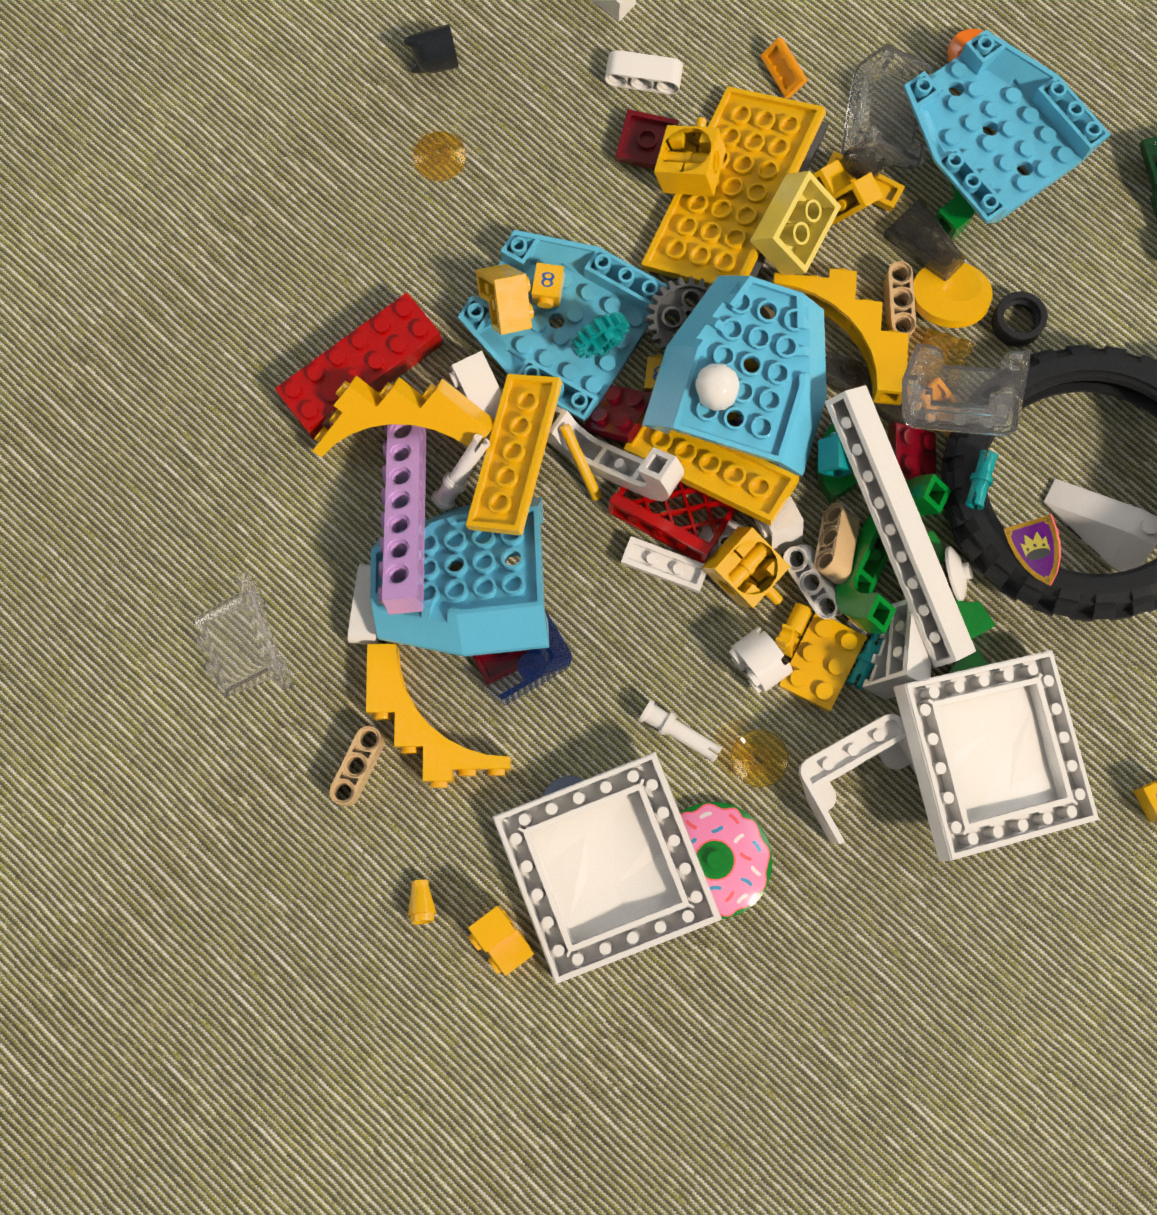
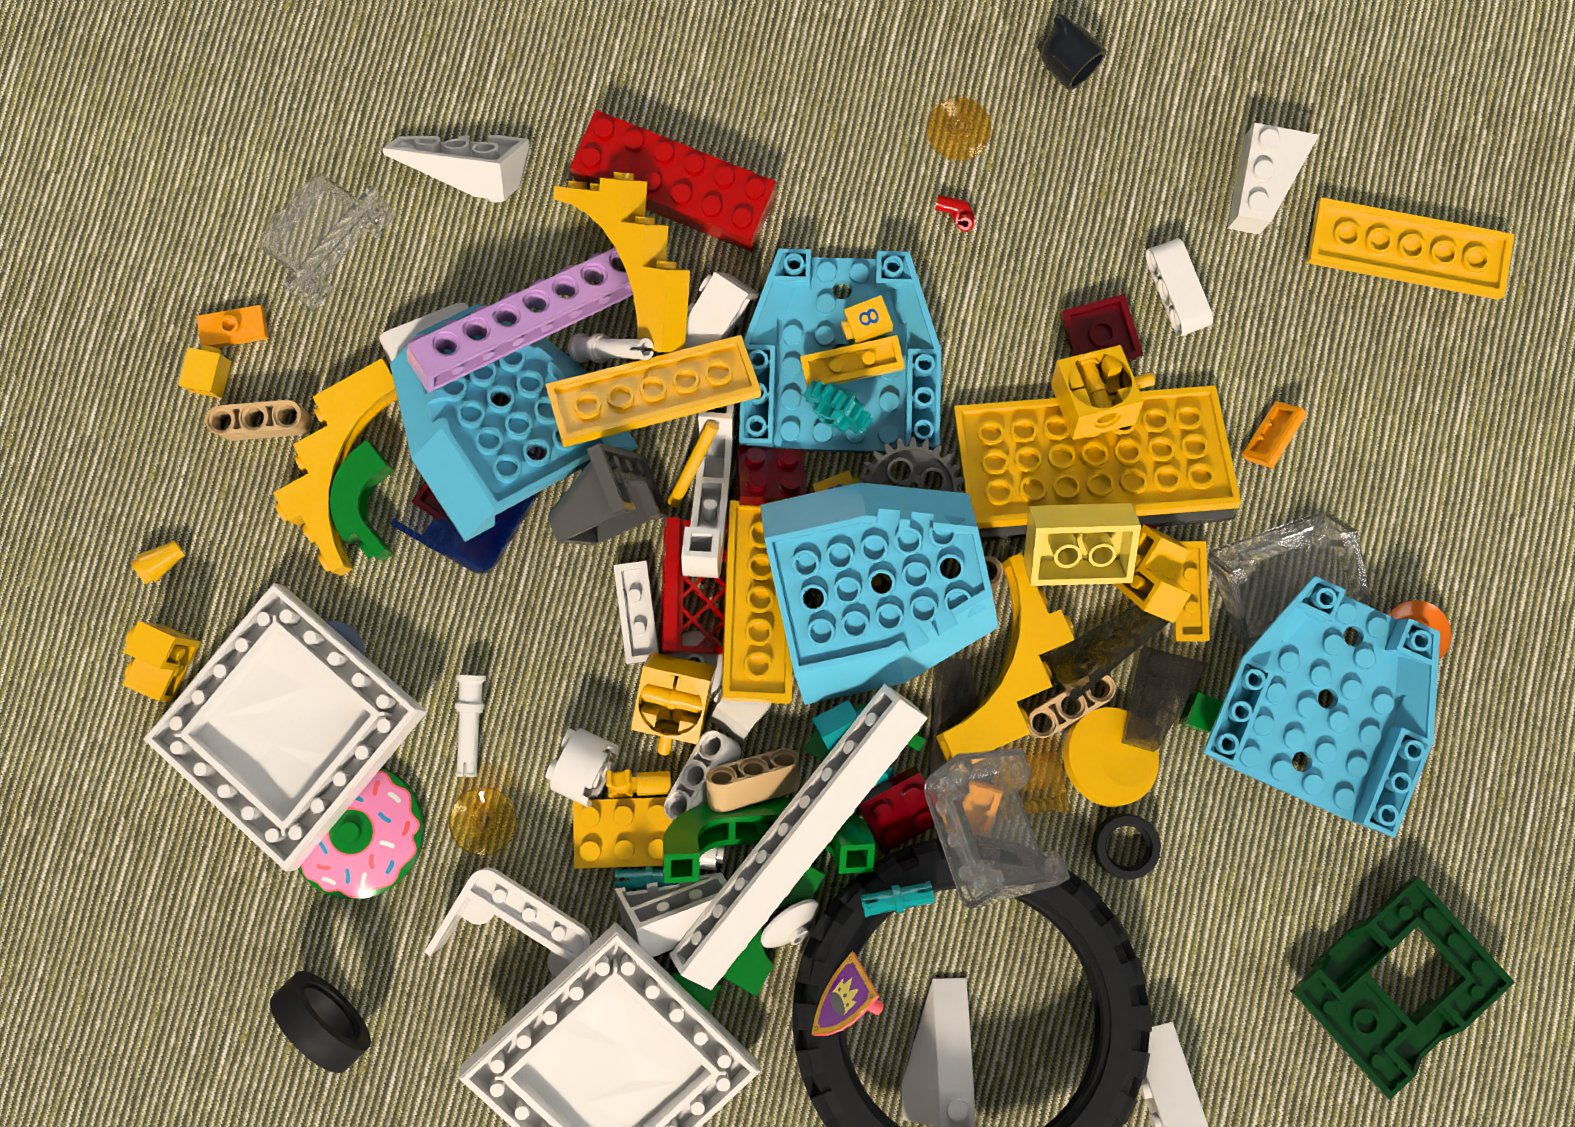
camera: 60 degrees right, 5 degrees up
(262, 499) = (477, 168): none -> white wedge
(271, 750) = (233, 327): none -> light orange plate
(295, 787) = (205, 371): none -> yellow brick
(445, 715) = (350, 495): none -> green arch
(500, 186) = (959, 211): none -> red arm
(507, 296) = (825, 285): yellow brick -> none
(571, 312) = (853, 362): none -> yellow plate
(575, 533) = (607, 498): none -> dark grey windscreen
(717, 386) = (833, 559): white hair -> none
(850, 952) = (320, 1022): none -> black tyre
(860, 163) = (1200, 581): clear smoke hair -> none
(873, 256) = (1100, 650): none -> clear smoke wing

